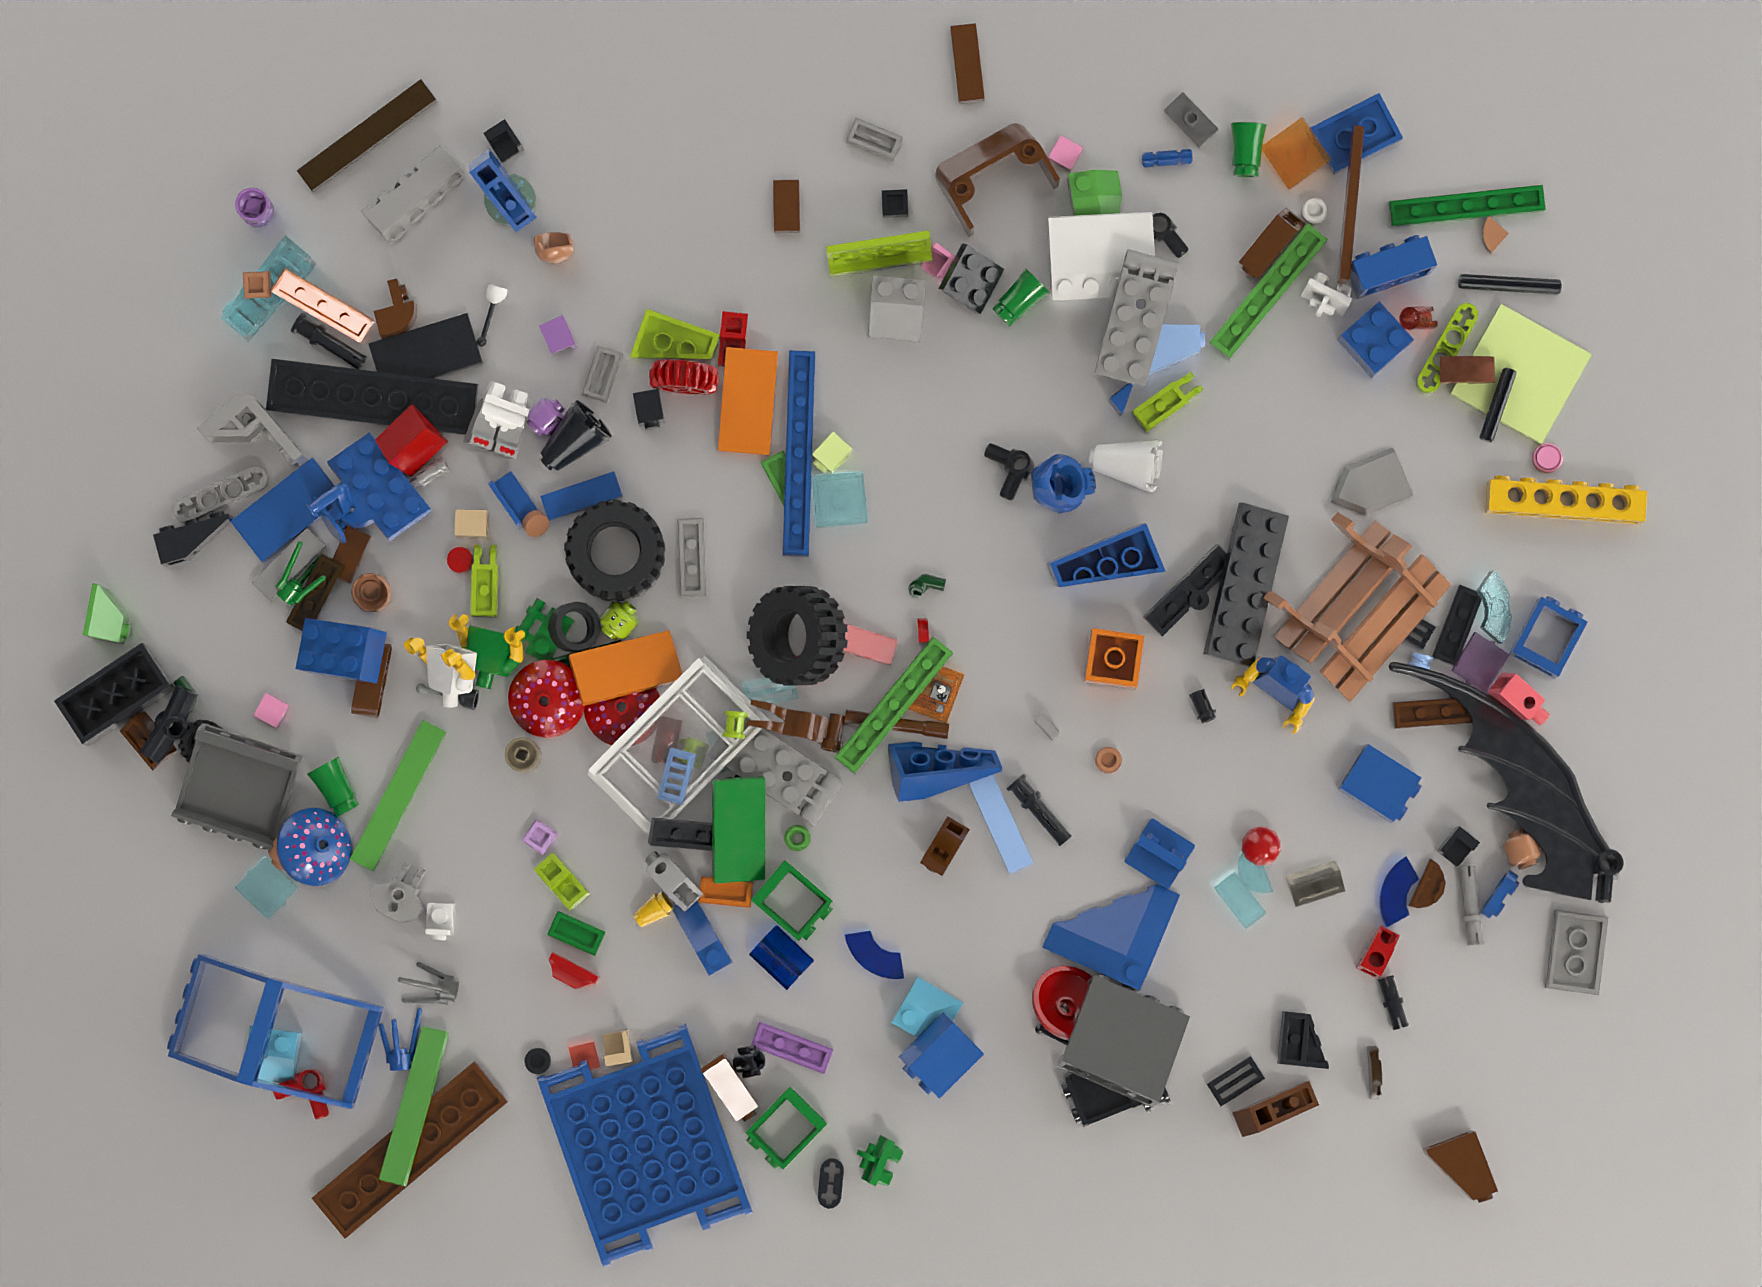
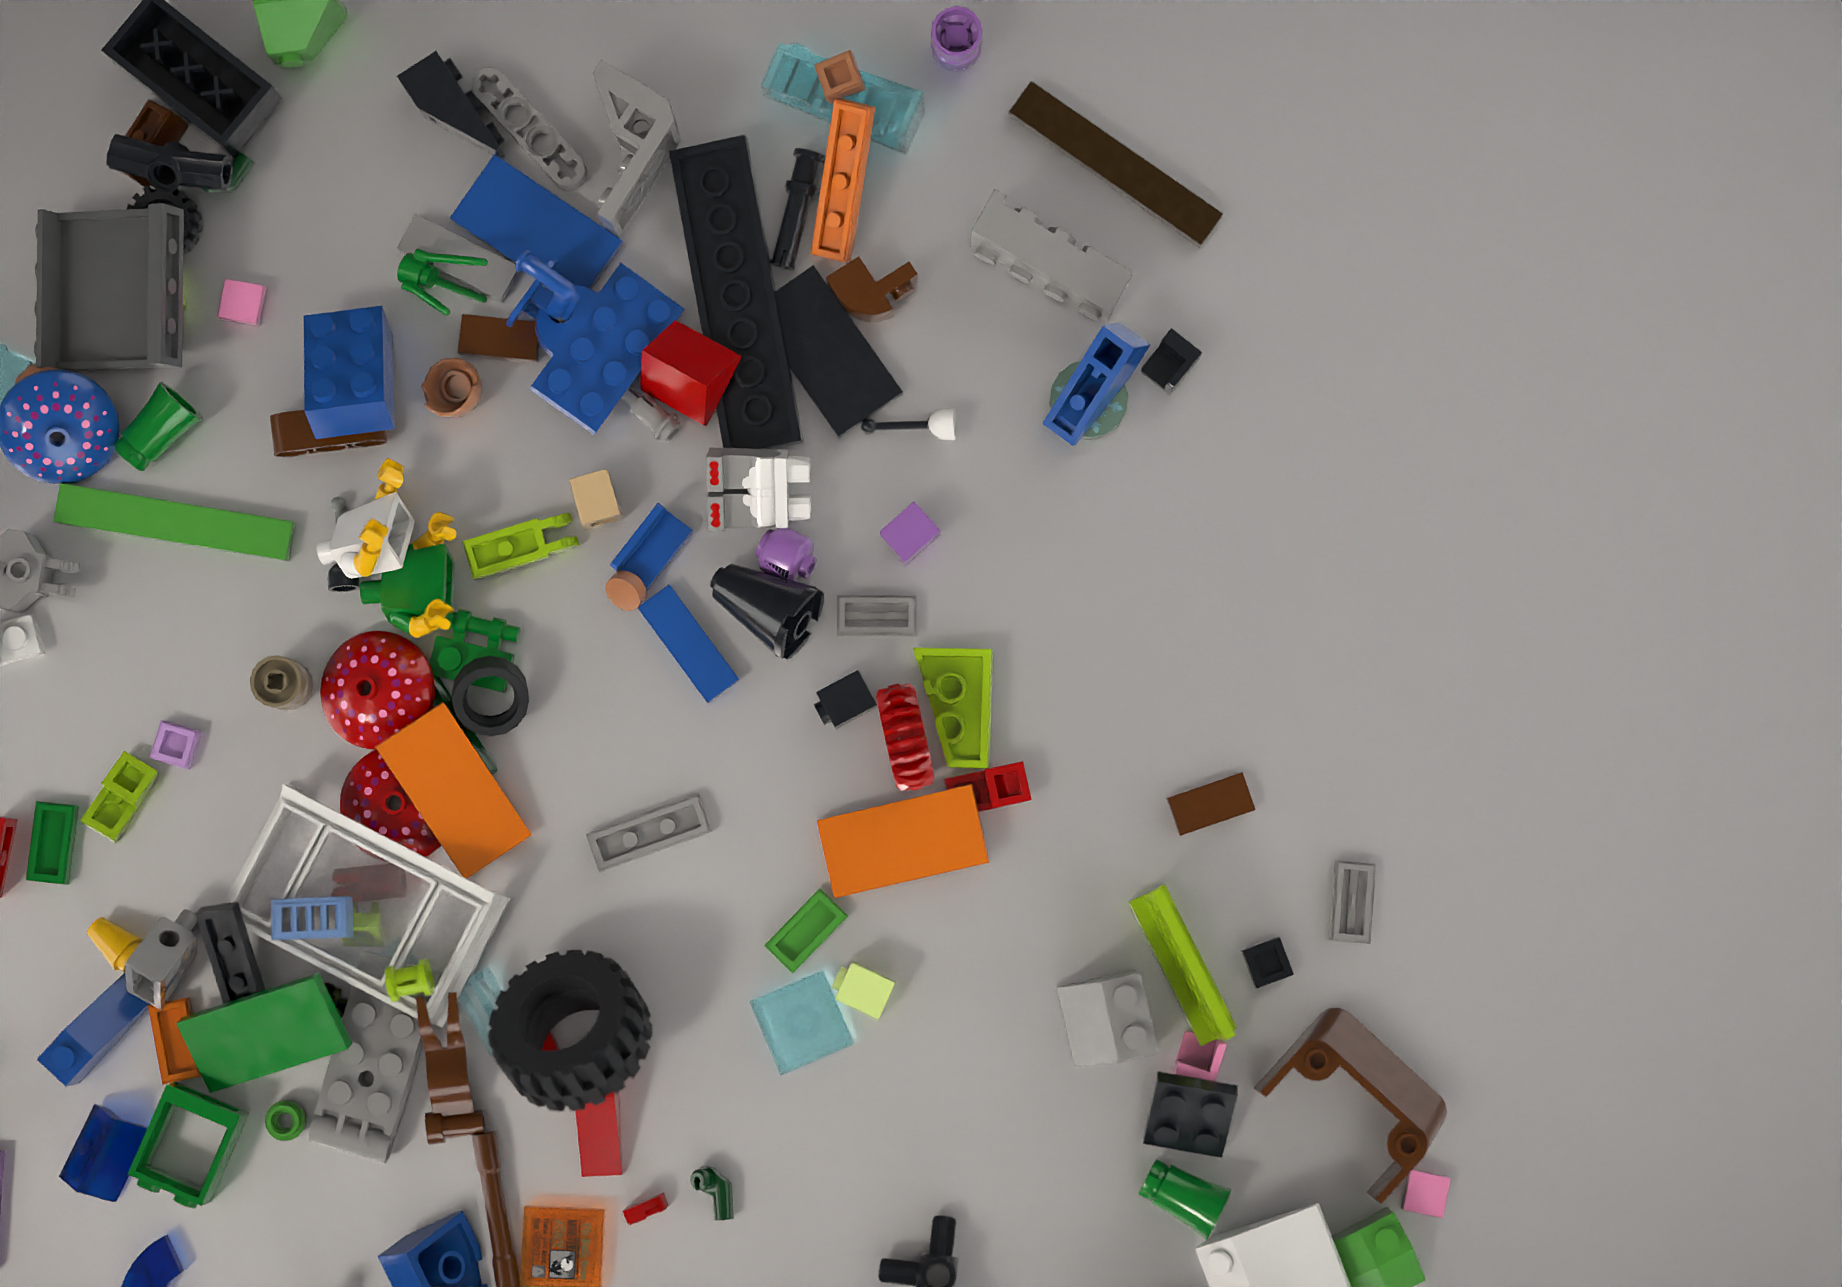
camera: 75 degrees right, 0 degrees up
(315, 601) = (410, 311): dark brown tile -> none
(460, 560) = (541, 499): red tile -> none
(553, 247) = (1038, 484): nougat hair -> none
(608, 515) = (569, 697): black tyre -> none
(619, 620) = (522, 757): lime head -> none
(798, 453) = (849, 941): blue tile -> none
(893, 705) = (518, 1202): bright green tile -> none
(967, 63) = (1512, 1003): reddish brown tile -> none

